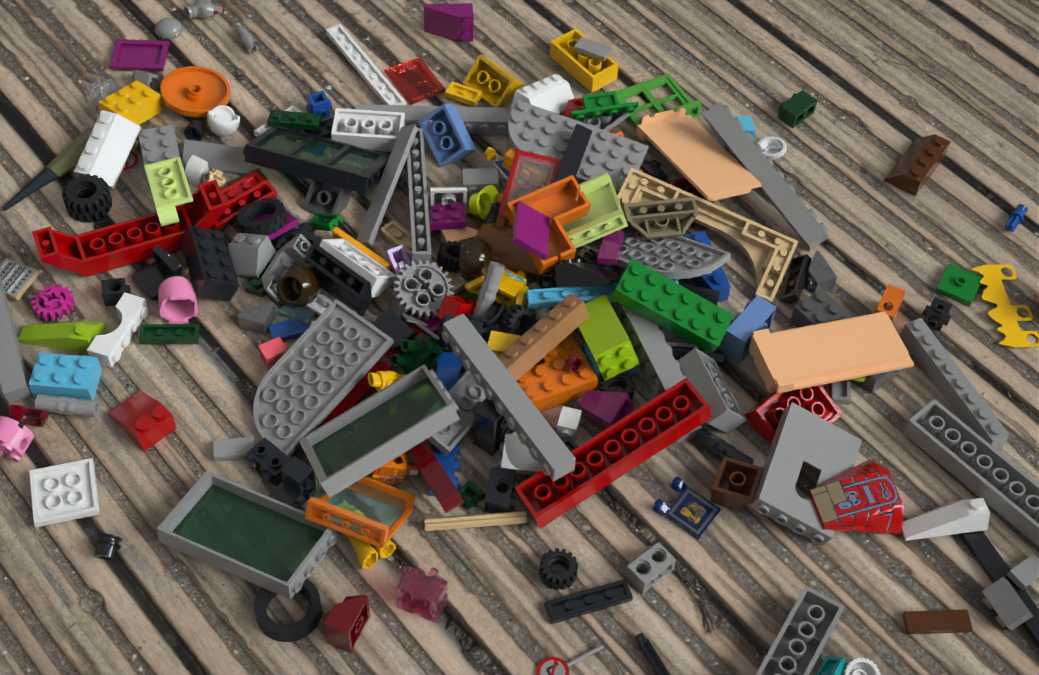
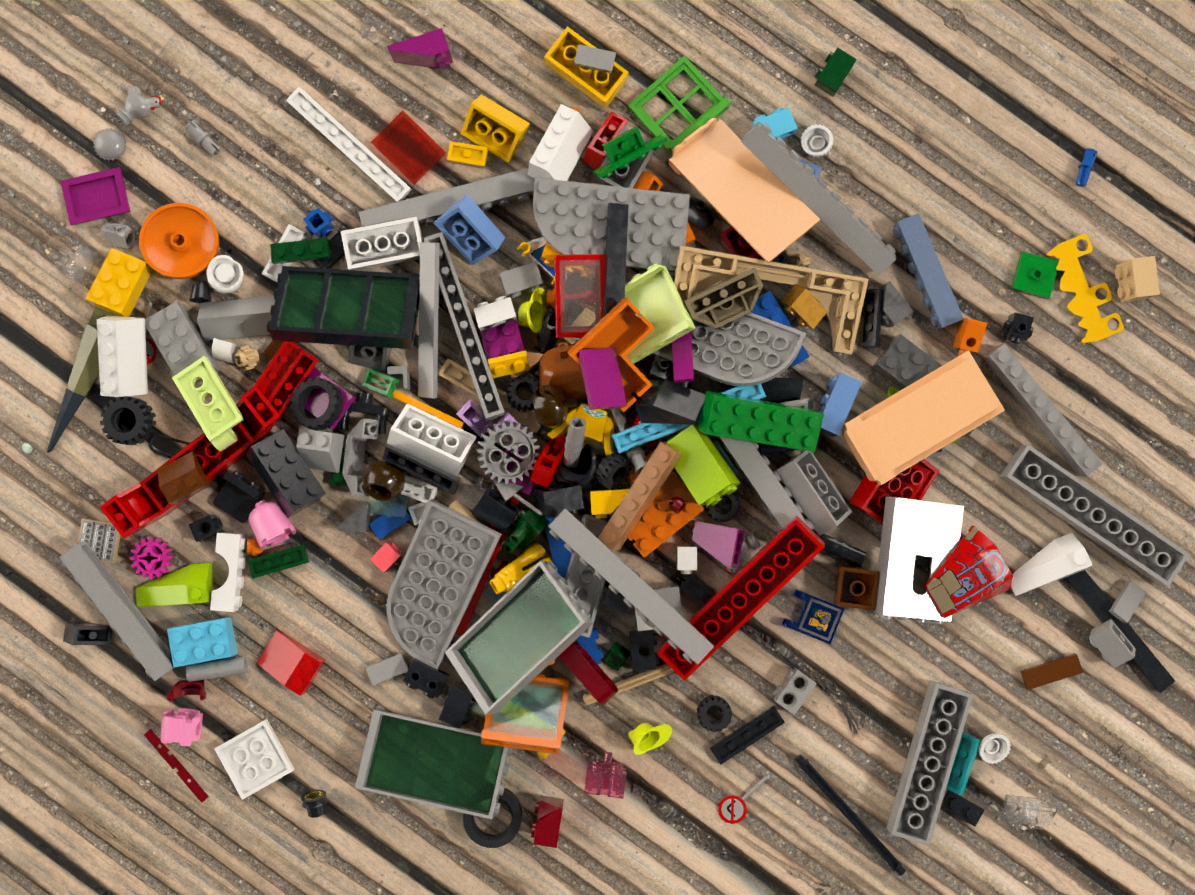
camera: 10 degrees left, 35 degrees up
(116, 239) = (182, 478): none -> reddish brown slope
(152, 316) = (253, 547): none -> orange plate
(348, 222) = (402, 374): none -> light grey panel
(448, 226) = (509, 364): none -> yellow plate
(485, 571) = (647, 737): none -> neon yellow piece
(739, 252) = (803, 306): none -> pearl gold brick
(856, 258) = (927, 271): none -> sand blue brick
(918, 163) = (975, 117): reddish brown slope -> none

